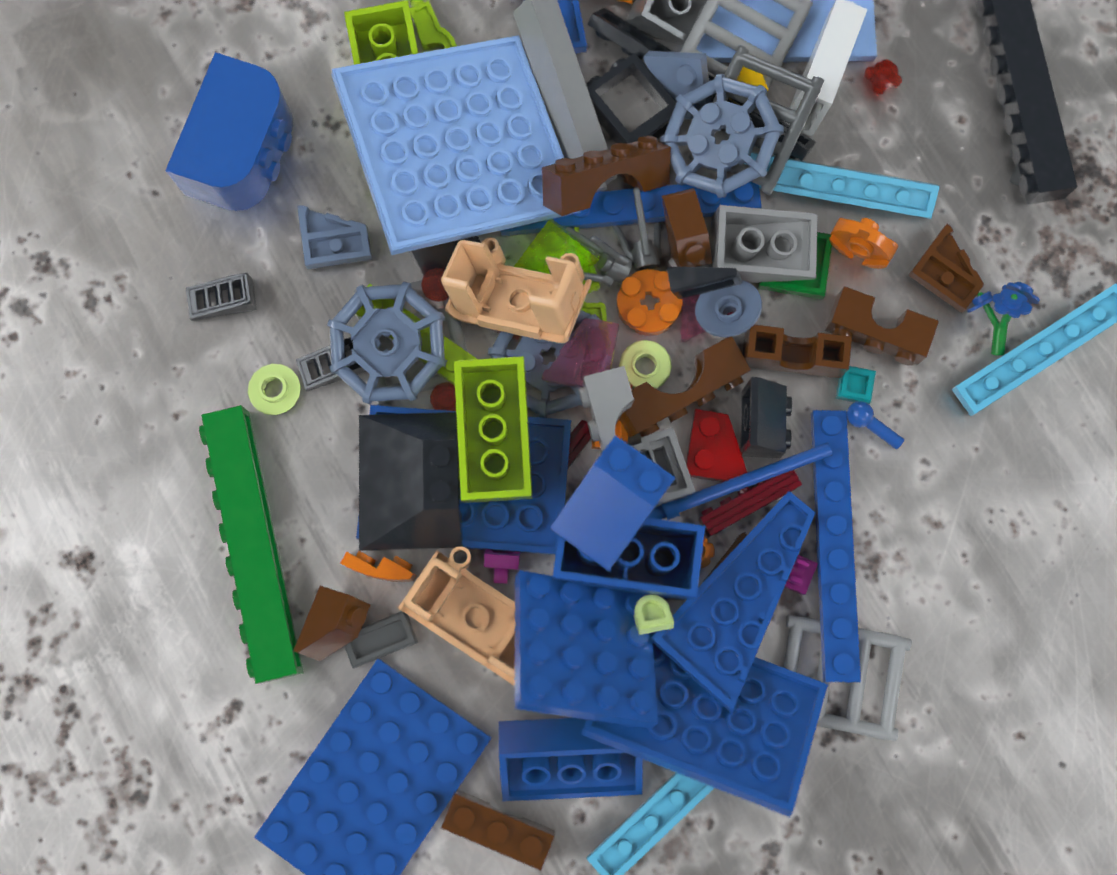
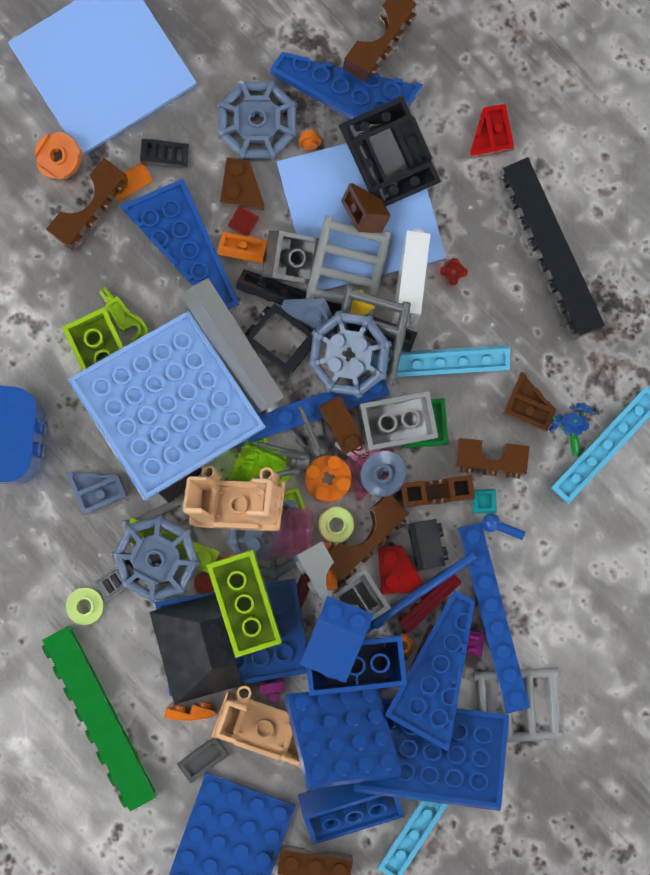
camera: 15 degrees left, 5 degrees up
(228, 283) = (46, 541): black slope -> none
(331, 623) = (168, 758): reddish brown slope -> none
(432, 285) = (175, 506): clear red plate -> none
(573, 182) = (256, 416): reddish brown arch -> none
(652, 614) = (381, 700): yellowish green tile -> none
(699, 280) = (352, 462): black slope -> none
(864, 241) = (465, 402): orange plate -> none

